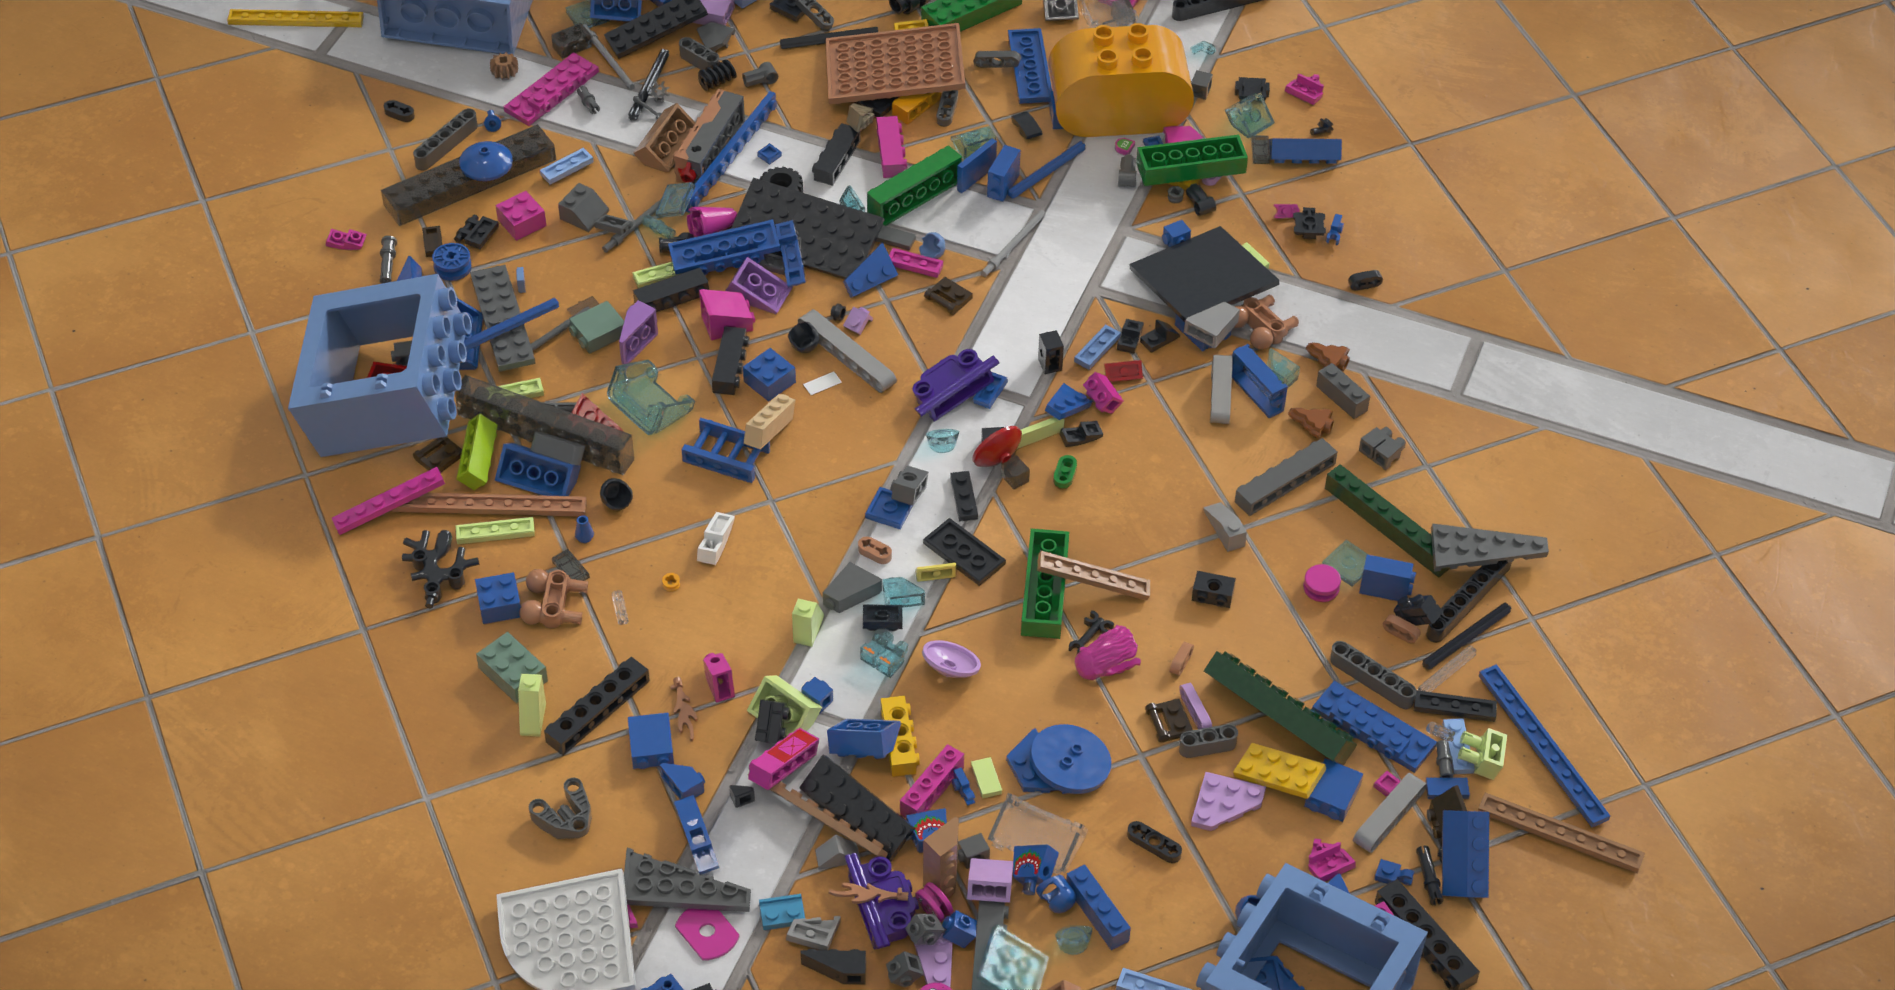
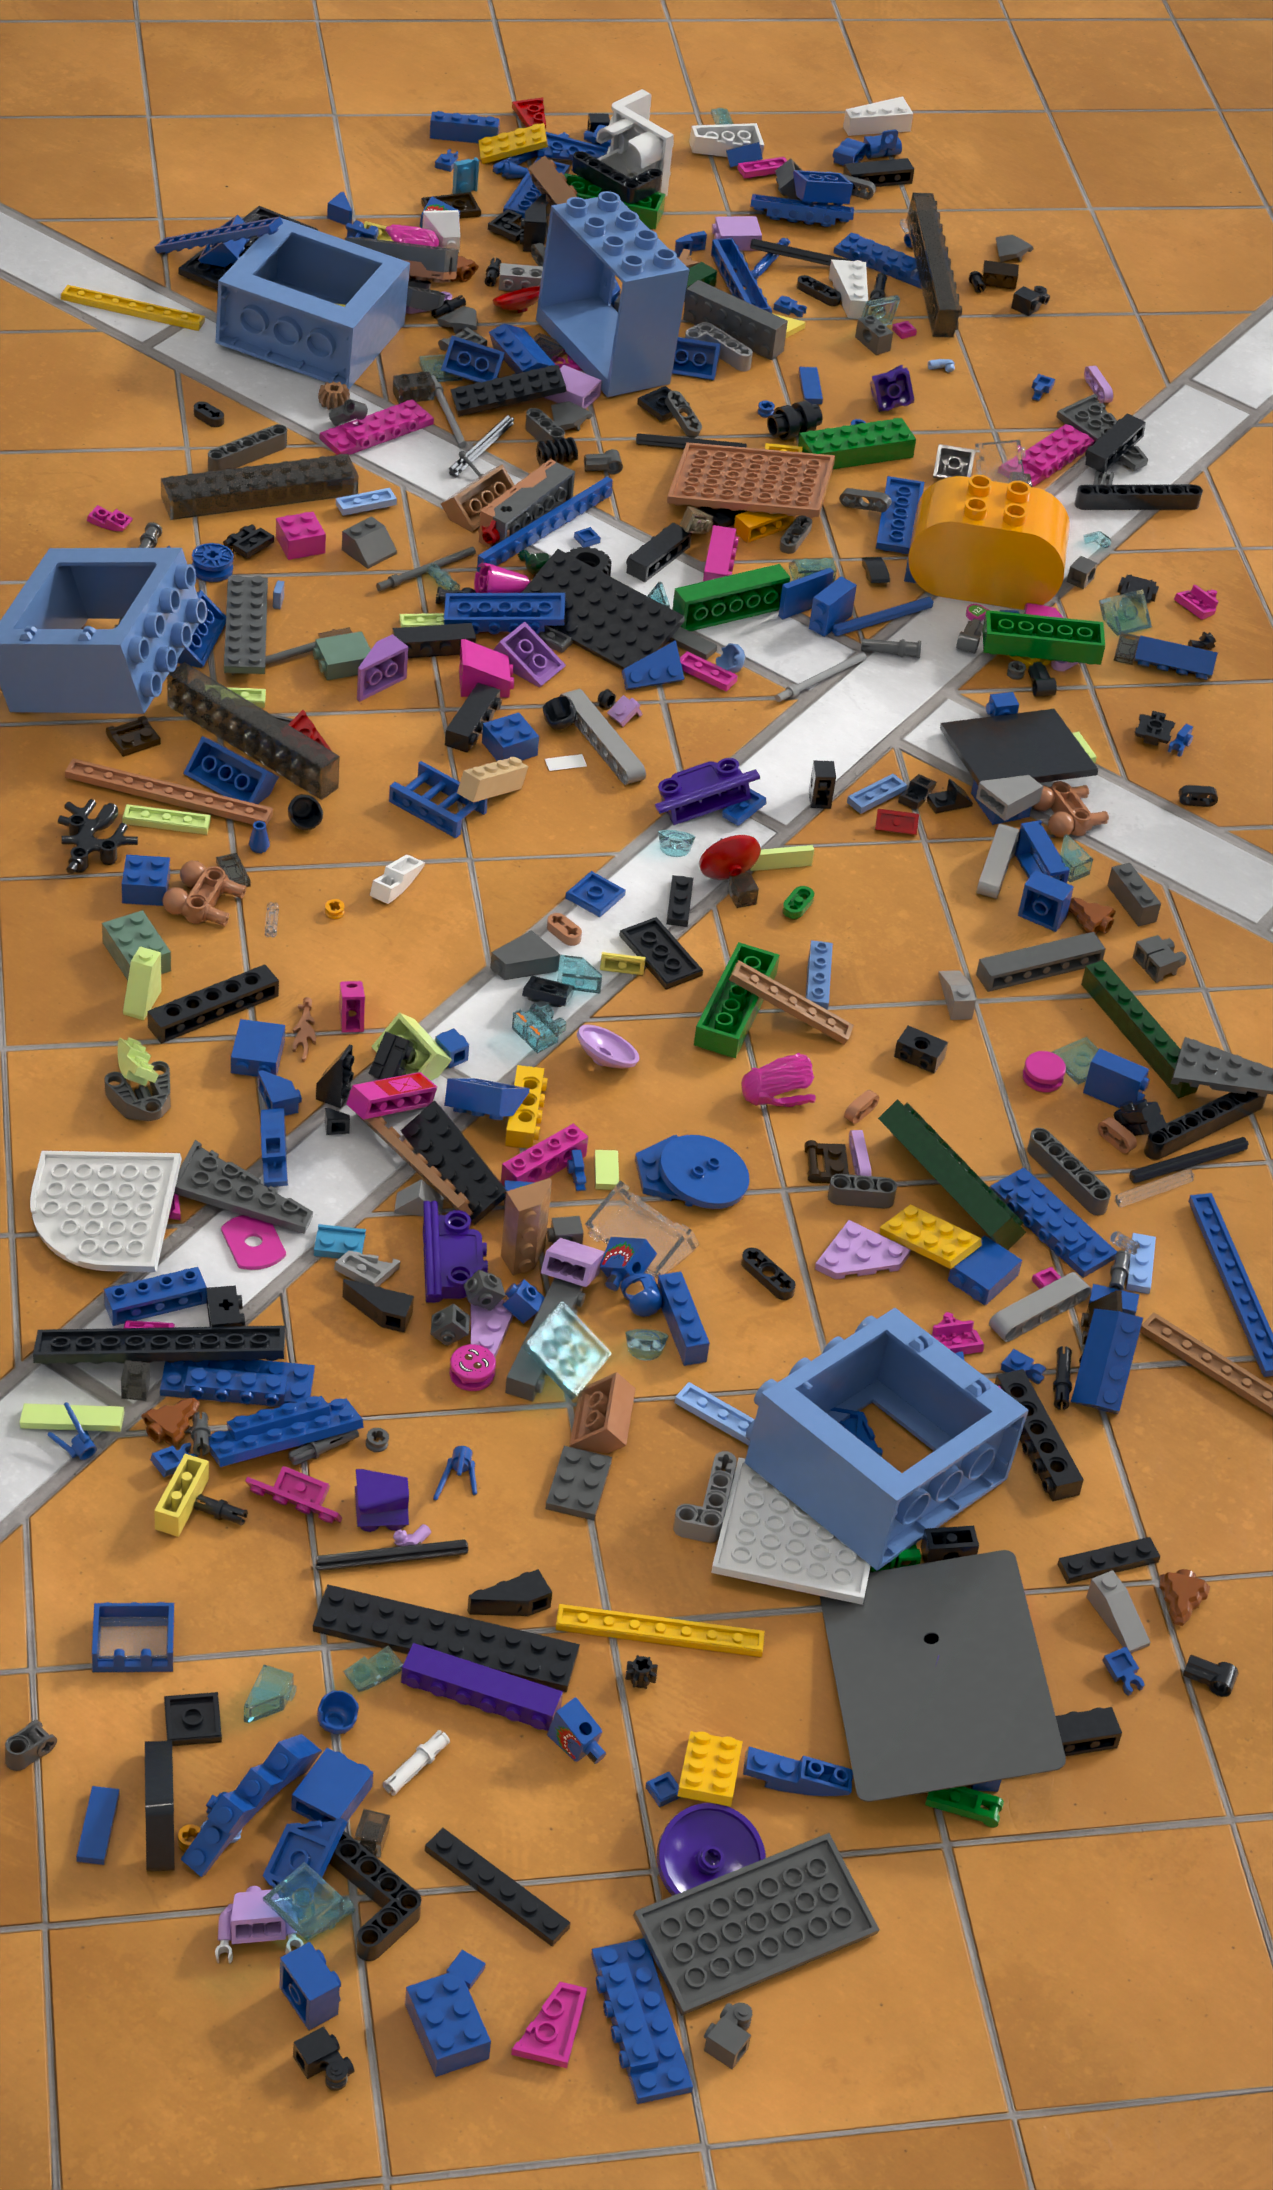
camera: 10 degrees right, 5 degrees down
(388, 500) = (63, 764): dark pink plate -> none
(432, 239) = (199, 536): dark brown tile -> none
(477, 452) = (173, 741): lime brick -> none
(485, 161) = (280, 474): blue dish -> none
(492, 122) = (302, 444): blue plate -> none
(511, 323) = (250, 629): blue axle -> none
(522, 81) = (347, 412): none -> dark grey piece
(549, 784) = (134, 1062): none -> yellowish green slope
(557, 448) = (257, 753): dark grey beam -> none
(588, 99) = (411, 446): dark grey pin -> none
(613, 224) = (395, 565): dark grey tile -> none
(643, 400) = (365, 731): clear light blue windscreen -> none
(654, 92) = (484, 454): dark grey gear -> none
(675, 200) = (469, 555): clear light blue tile -> none
(730, 755) = (336, 1081): none -> black slope
(734, 191) = (533, 561): none -> dark green hair
(791, 253) = (575, 630): blue slope -> none
(806, 622) = (464, 974): yellowish green slope -> none
(865, 895) = (431, 1242): nougat piece -> none
(909, 485) = (623, 874): dark grey brick -> none
(934, 901) = (504, 1266): dark pink head -> none
(952, 292) = (732, 710): dark brown plate -> none
(1067, 402) = (823, 836): blue wing -> none
(1072, 197) = (901, 648): none -> dark grey pin
(1080, 435) = (829, 873): black slope -> none
(1094, 624) = (775, 1052): black bar -> none
(1103, 393) = (866, 837): dark pink brick -> none
(1106, 540) = (819, 973): none -> medium blue brick
(1273, 418) = (1045, 901): none -> blue brick
(1285, 210) = (1132, 710): dark pink piece -> none
(1329, 354) = (1140, 859): dark orange rock -> none
(1455, 706) = (1151, 1223): black plate -> none
(1489, 754) = (1171, 1275): yellowish green brick -> none

